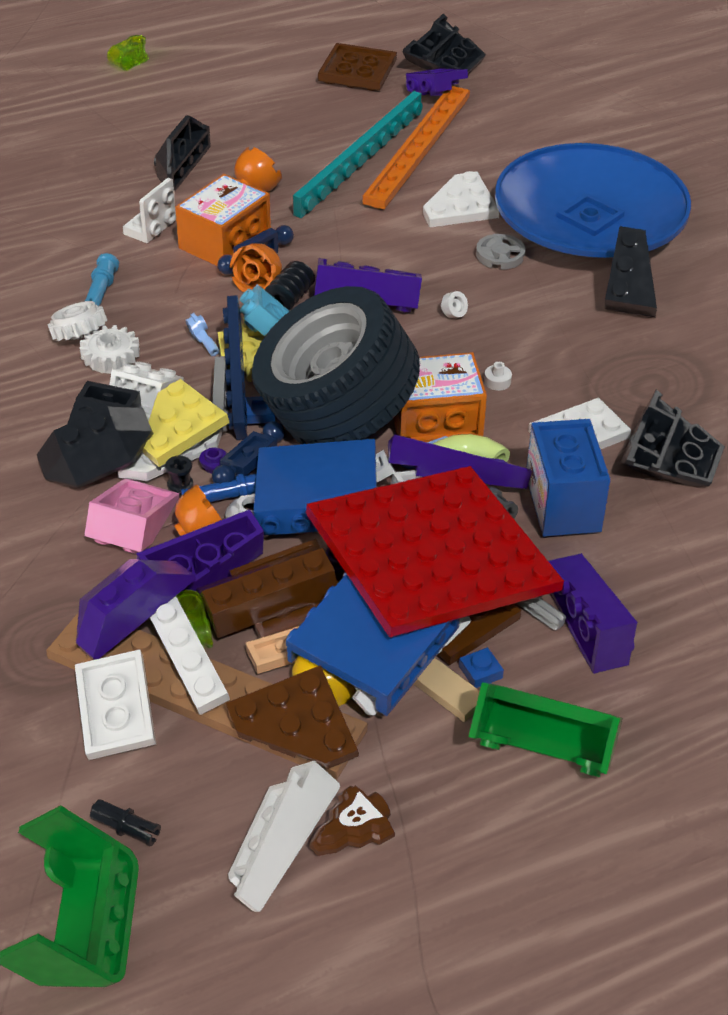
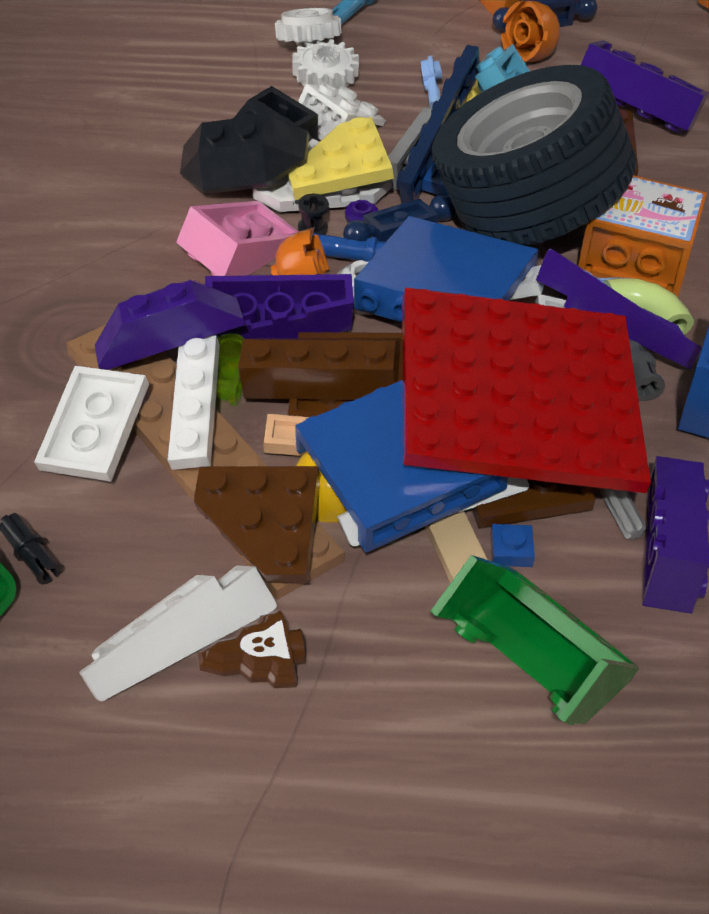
camera: 25 degrees right, 5 degrees up
(291, 283) = (564, 51): black piece -> none

